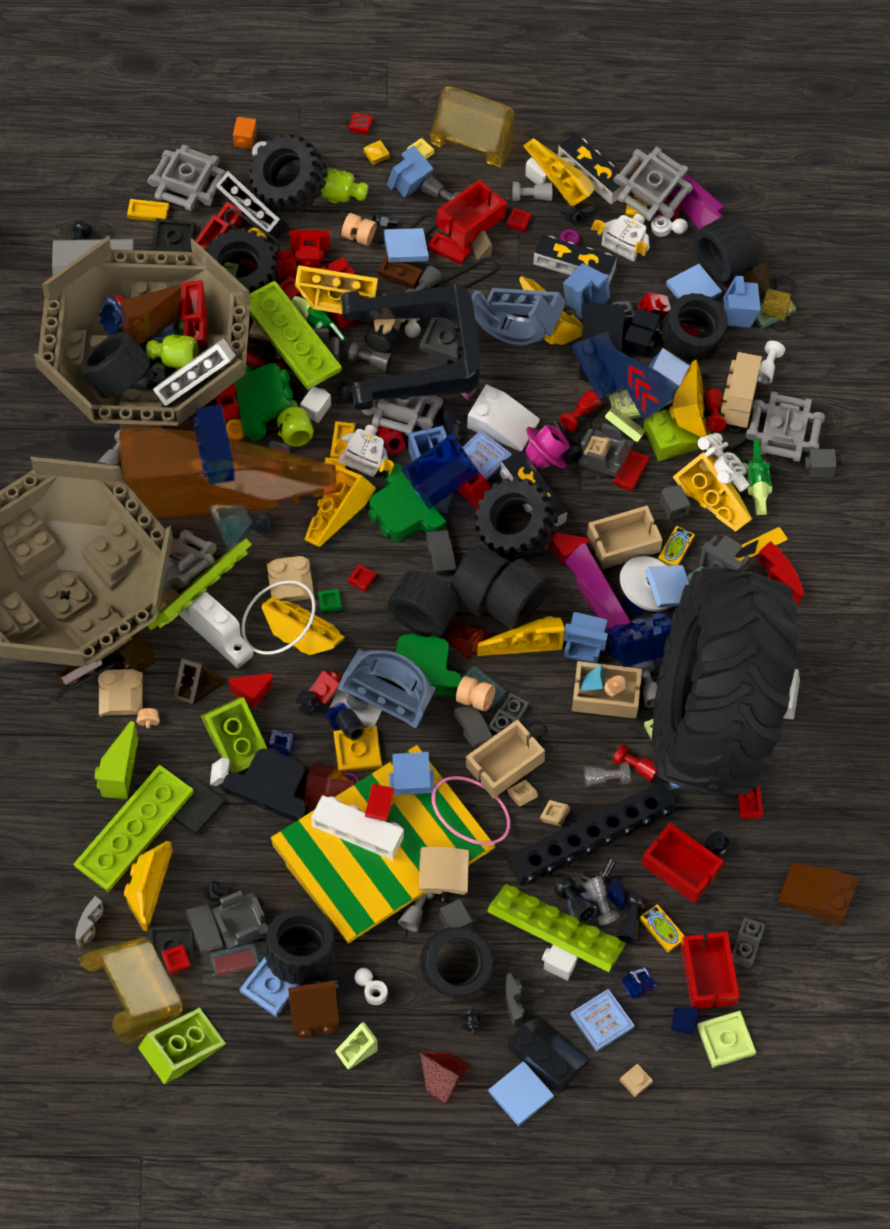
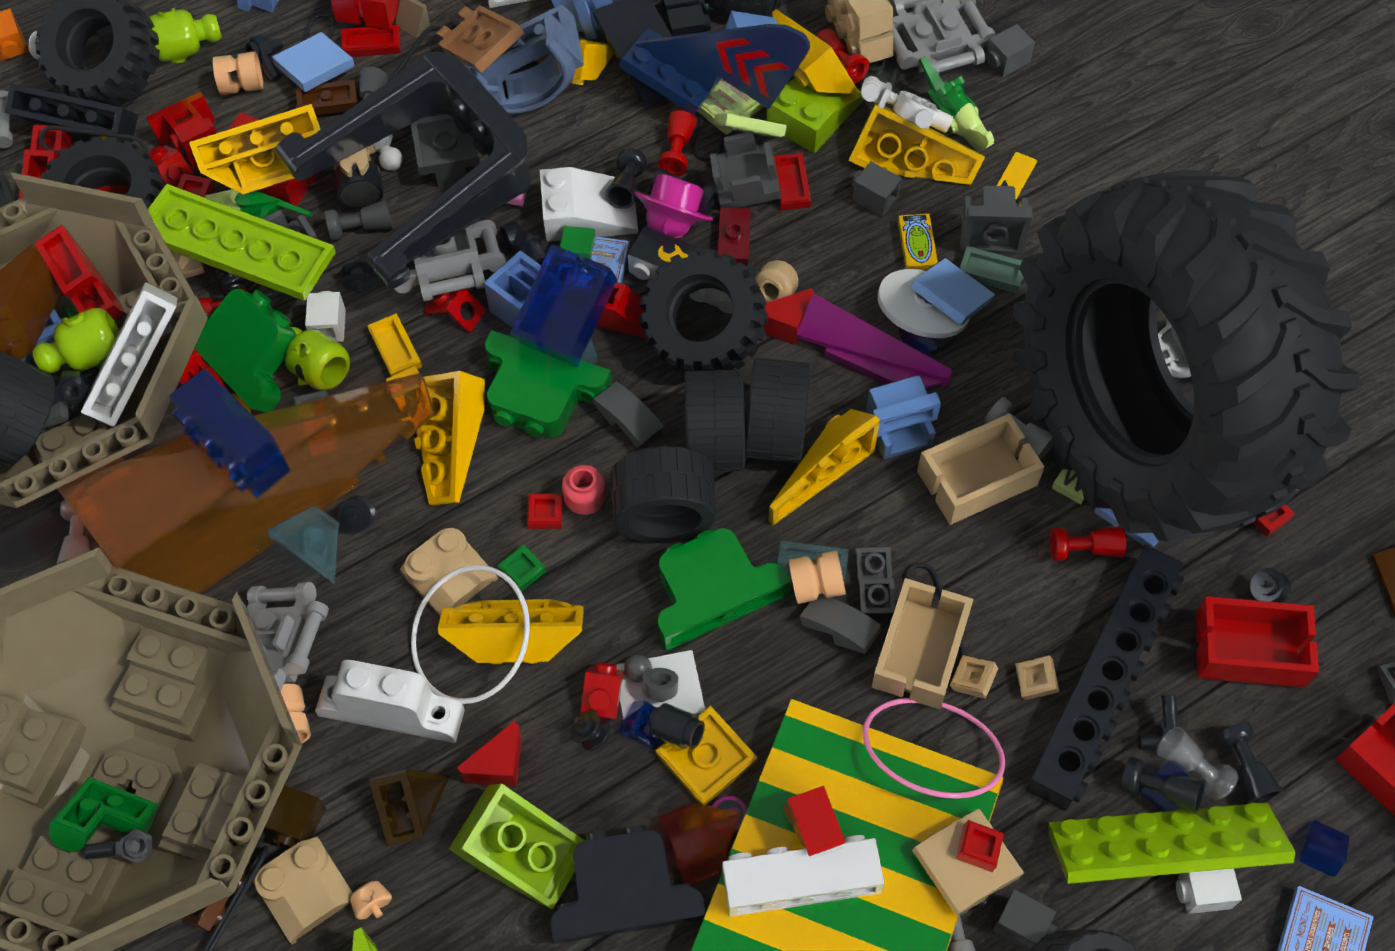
camera: 30 degrees left, 0 degrees up
(51, 595) = (95, 806): none -> green brick
(53, 622) = (132, 847): none -> black piece
(200, 584) = (324, 657): lime plate -> none
(219, 771) = (533, 917): white tile -> none
(282, 740) = (590, 811): clear blue slope -> none
(363, 684) = (743, 649): sand blue piece -> none
(364, 451) = (436, 341): white torso -> none
(387, 577) = (584, 489): none -> coral head
(411, 774) = (820, 745): medium blue plate -> none
(453, 864) = (980, 846): none -> red tile
(466, 639) = (746, 511): clear red slope -> none
(480, 439) = (578, 241): none -> green tile
(505, 284) = (479, 37): none -> medium nougat tile
(543, 408) = (630, 164): none -> black piece
(573, 484) = (734, 233): none -> dark red plate
(573, 523) = (777, 280): none -> tan head
(594, 679) = (959, 463): medium azure slope -> none
(598, 446) = (734, 169): tan tile -> none
(598, 775) = (1051, 591): clear piece -> none
(615, 685) = (997, 455): light nougat piece -> none
(615, 893) = (1206, 738): clear blue slope -> none
(624, 537) = (849, 264): tan piece -> none
(639, 640) = (979, 376): clear blue piece -> none
(662, 928) = (1294, 749): tile -> none
(781, 569) = (1053, 192): red slope -> none

